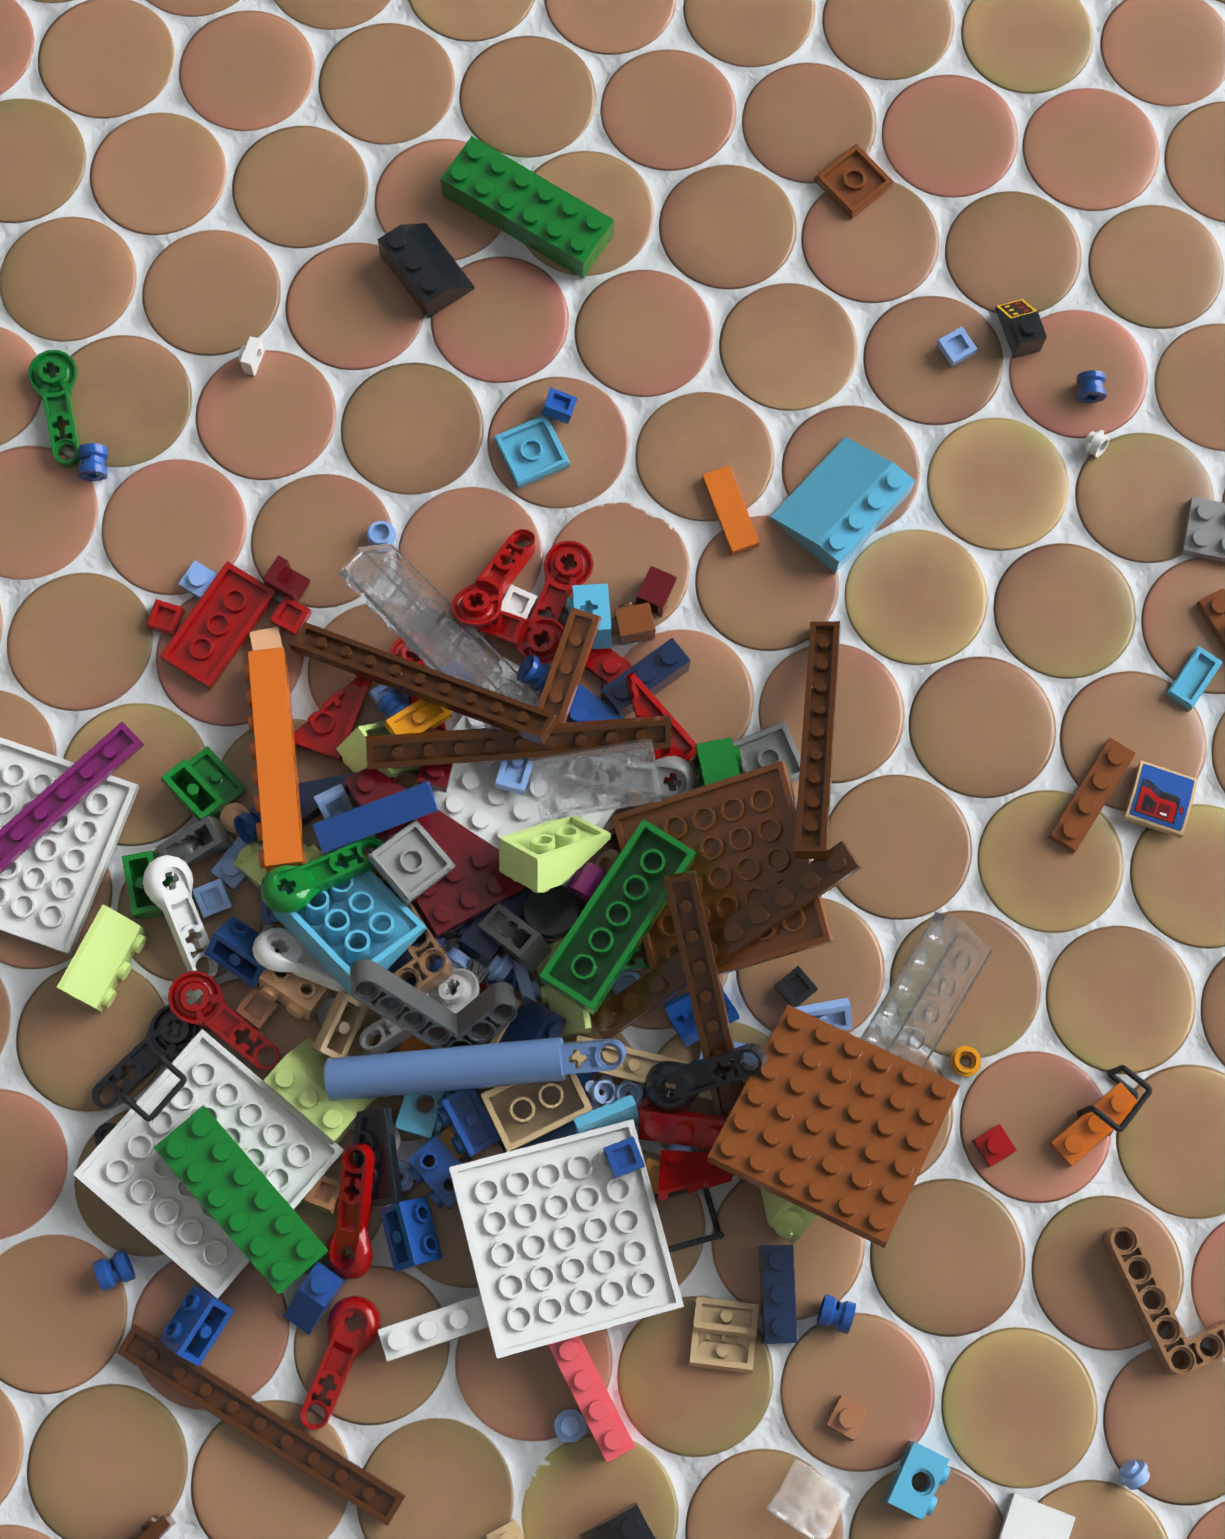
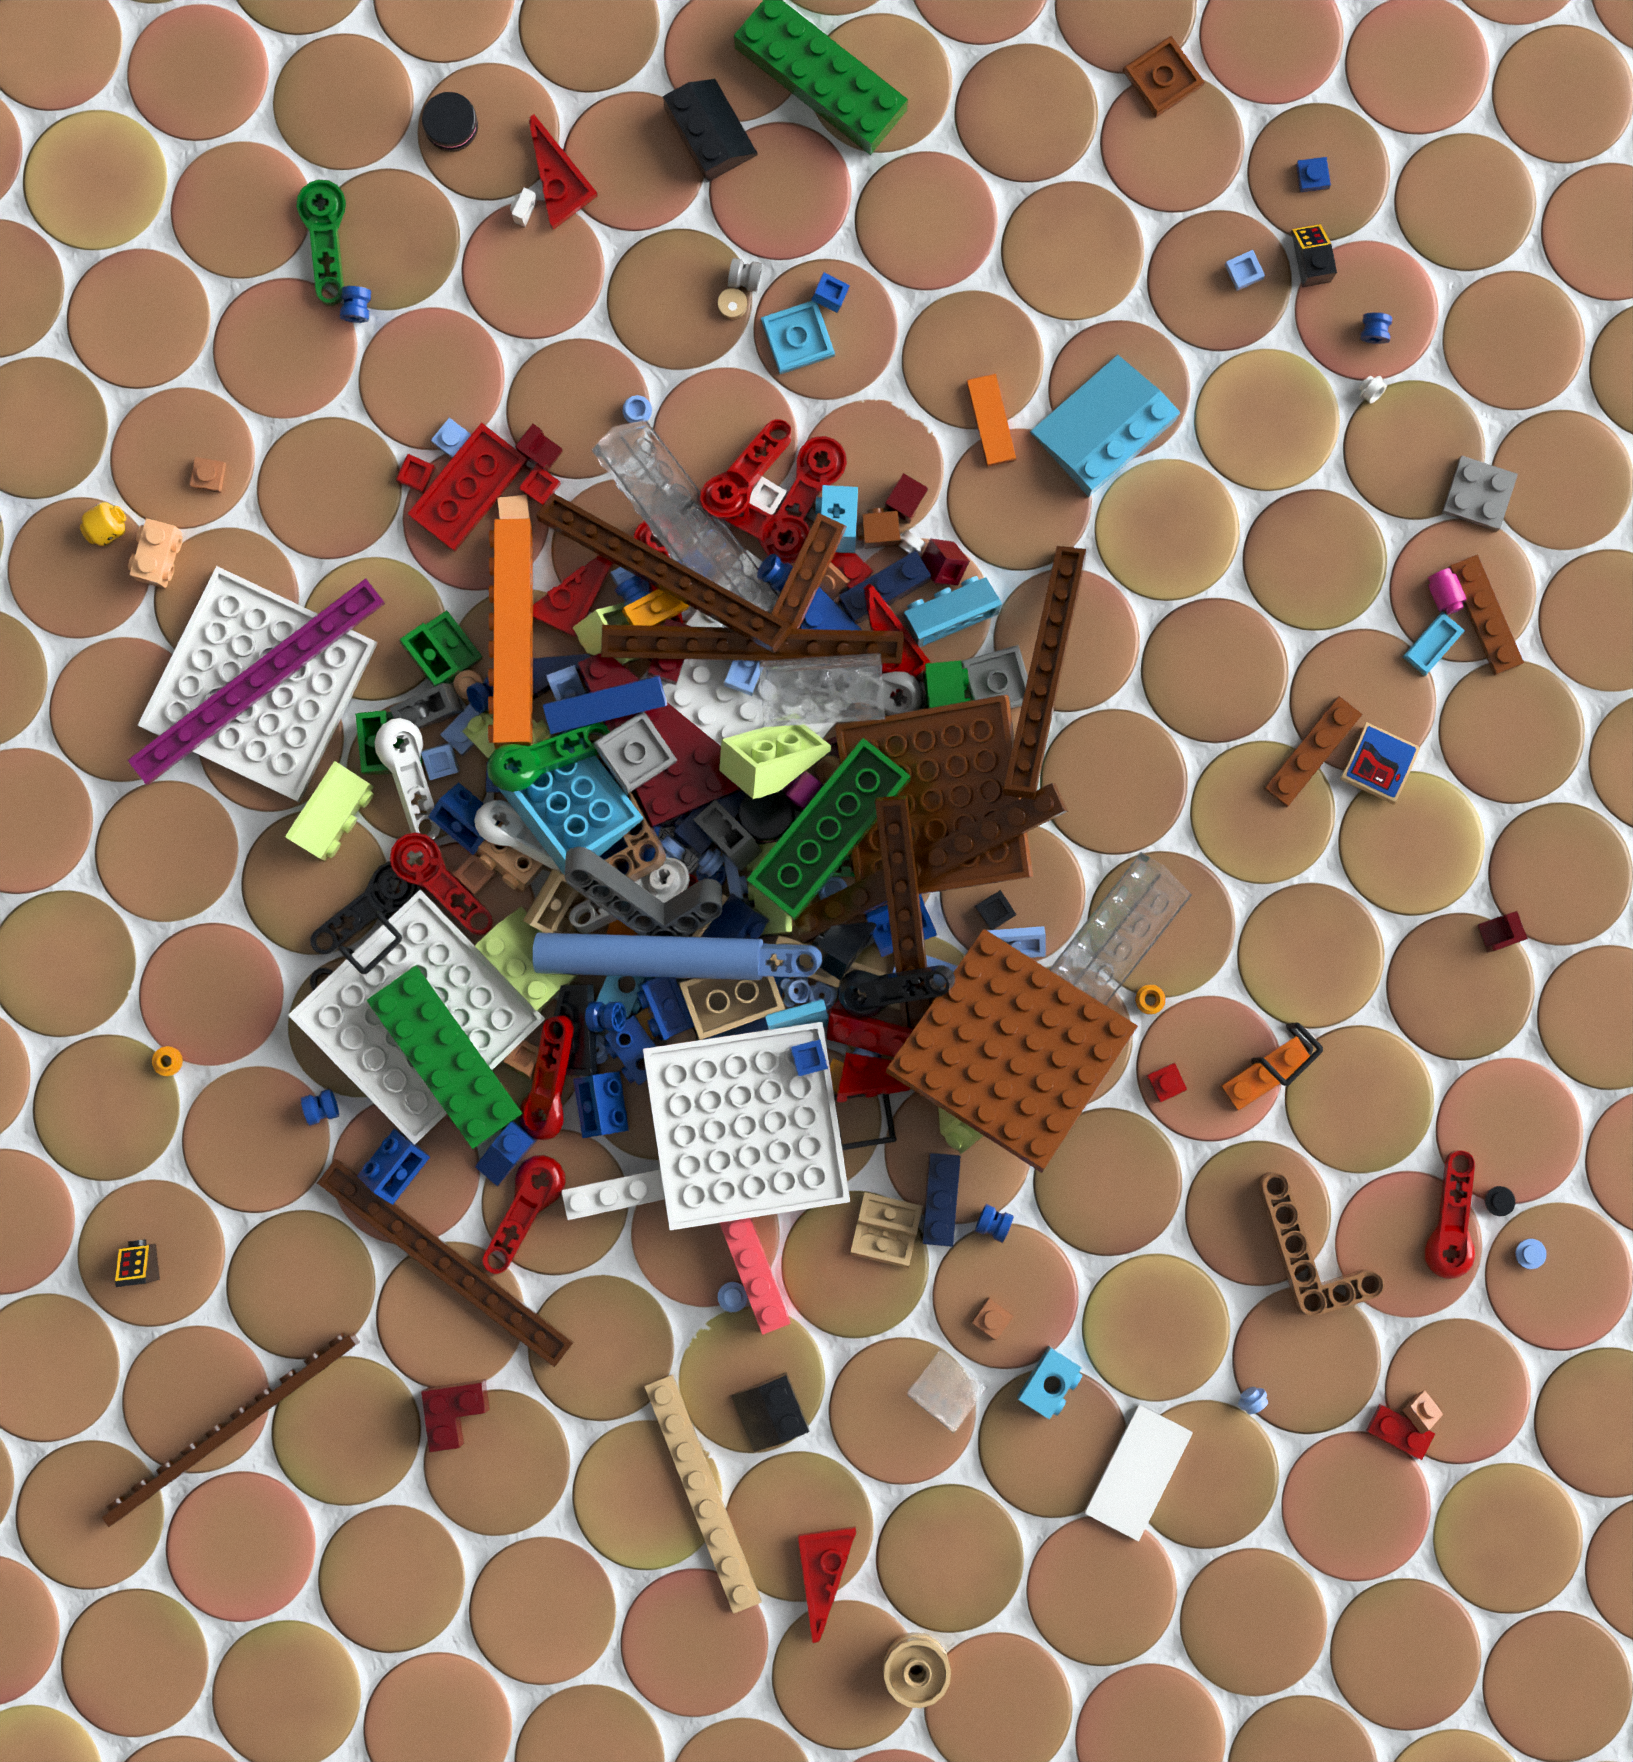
camera: 10 degrees right, 10 degrees up
(173, 285) = (450, 121): none -> black head
(287, 329) = (562, 182): none -> red wing
(406, 1139) = (602, 1016): none -> blue wheel
(464, 426) = (732, 303): none -> tan tile
(473, 397) = (744, 275): none -> light grey wheel
(593, 678) = (833, 581): none -> nougat plate
(645, 1039) = (843, 946): none -> black slope
(665, 632) = (911, 542): none -> white plate
(702, 648) = (945, 561): none -> dark red panel
(715, 694) = (951, 611): none -> medium azure slope
(1008, 254) = (1313, 174): none -> blue plate
(1199, 625) = (1447, 591): none -> dark pink brick

